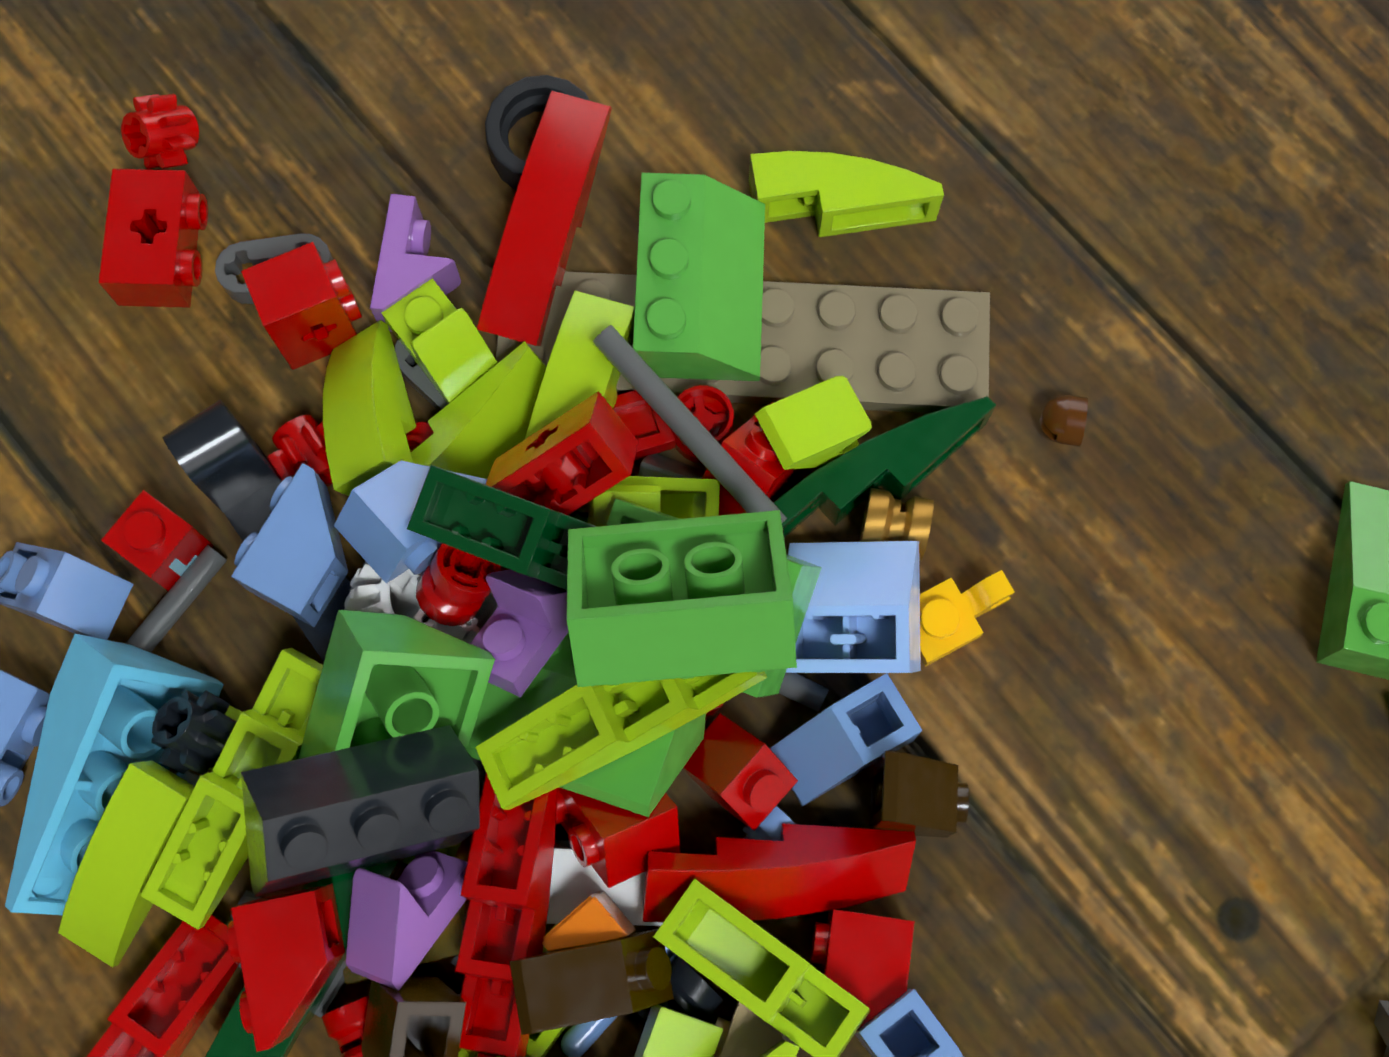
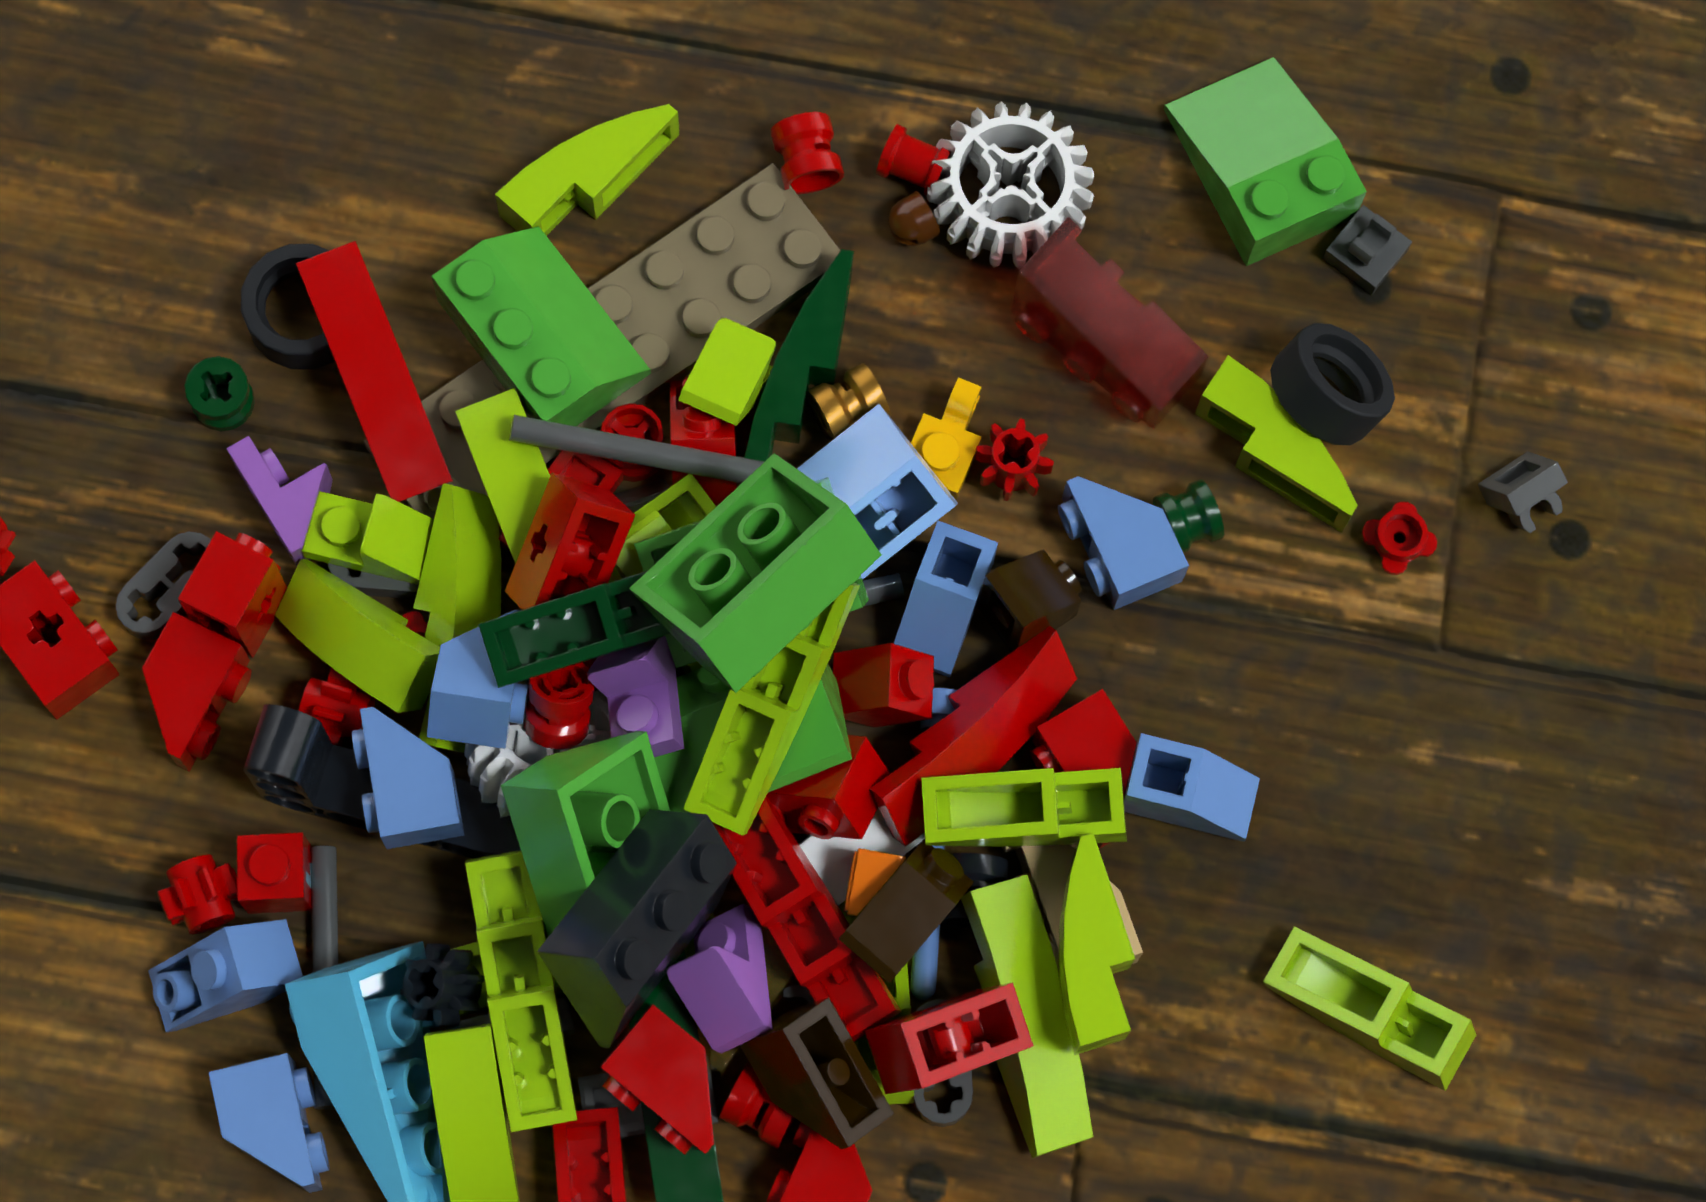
camera: 45 degrees left, 0 degrees up
(88, 512) = (199, 894): none -> red gear
(217, 355) = (190, 682): none -> red slope
(442, 162) = (226, 406): none -> dark green wheel
(1008, 660) = (1010, 476): none -> red gear
(1024, 300) = (807, 152): none -> red wheel
(1035, 809) = (1125, 539): none -> medium blue slope
(1104, 833) = (1192, 514): none -> dark green wheel
(1105, 373) = (911, 159): none -> red bush
(1155, 623) = (1104, 329): none -> clear red wedge
(1169, 403) = (982, 148): none -> white gear
(1230, 832) = (1276, 447): none -> lime slope
(1289, 826) = (1314, 401): none -> black tyre
(1293, 992) = (1403, 520): none -> red plate

